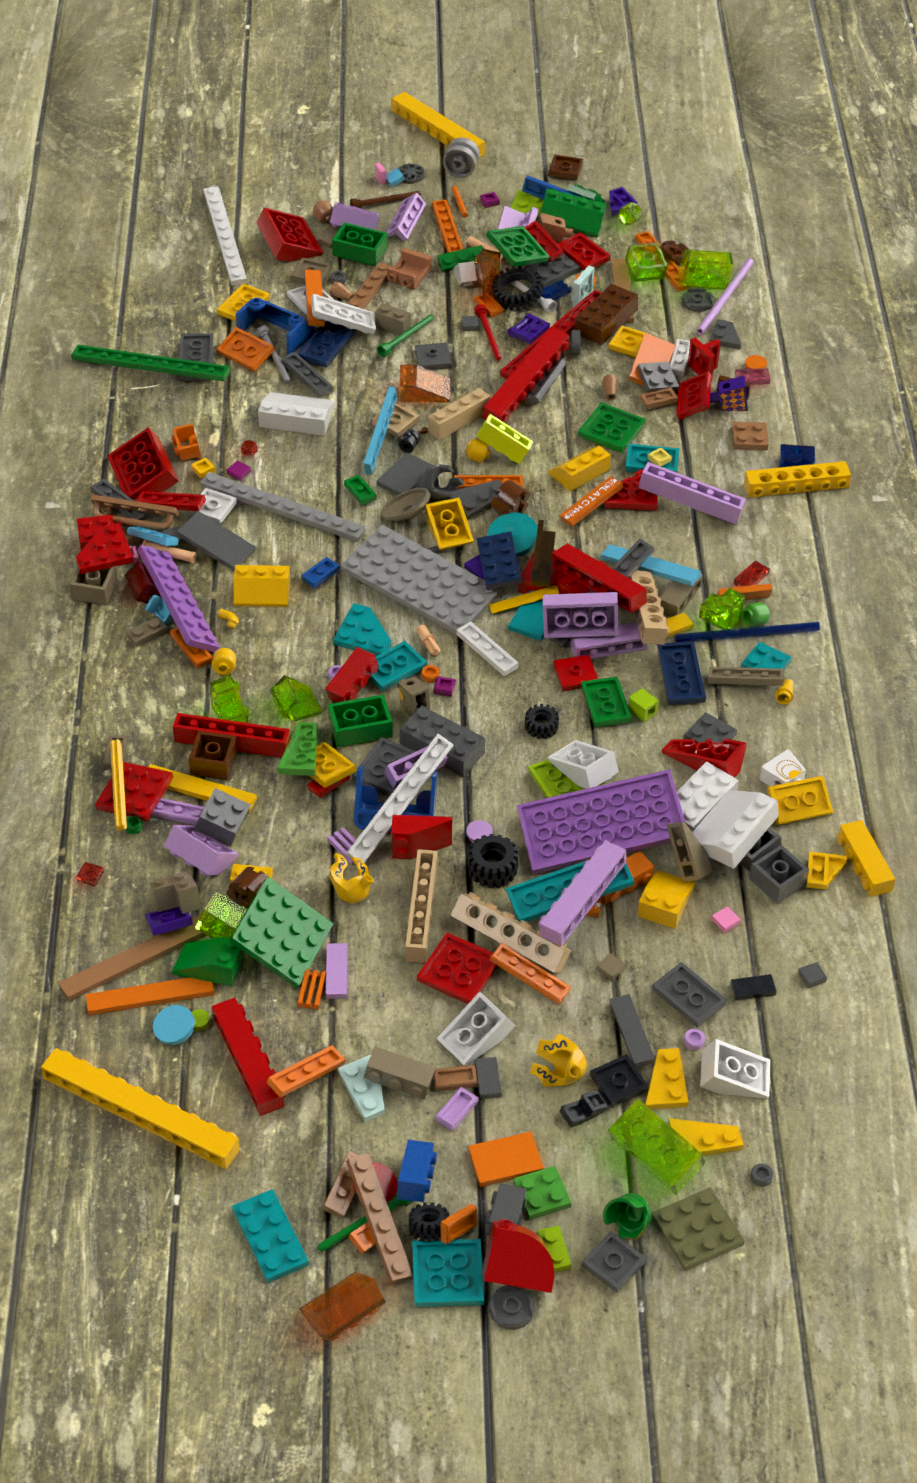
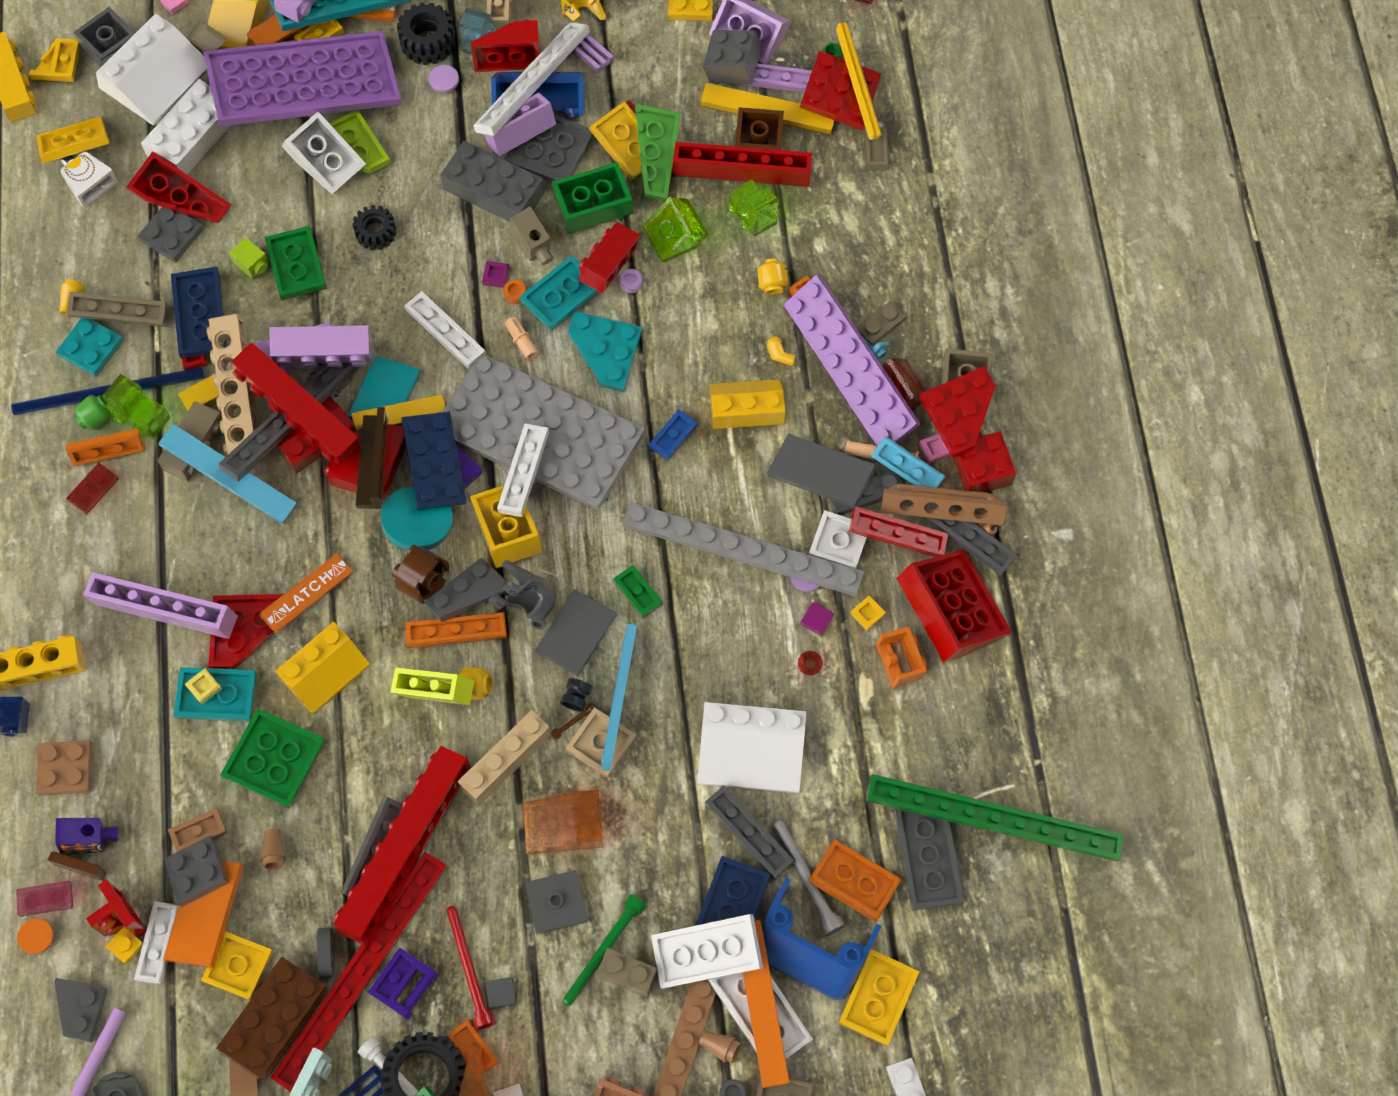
camera: 175 degrees right, 20 degrees up
(406, 505) = (581, 548): dark tan dish -> none
(433, 541) = (523, 470): none -> white plate
(449, 848) = (473, 26): none -> clear light blue brick
(573, 671) = (333, 305): red plate -> none
(694, 395) = (141, 830): red plate -> none

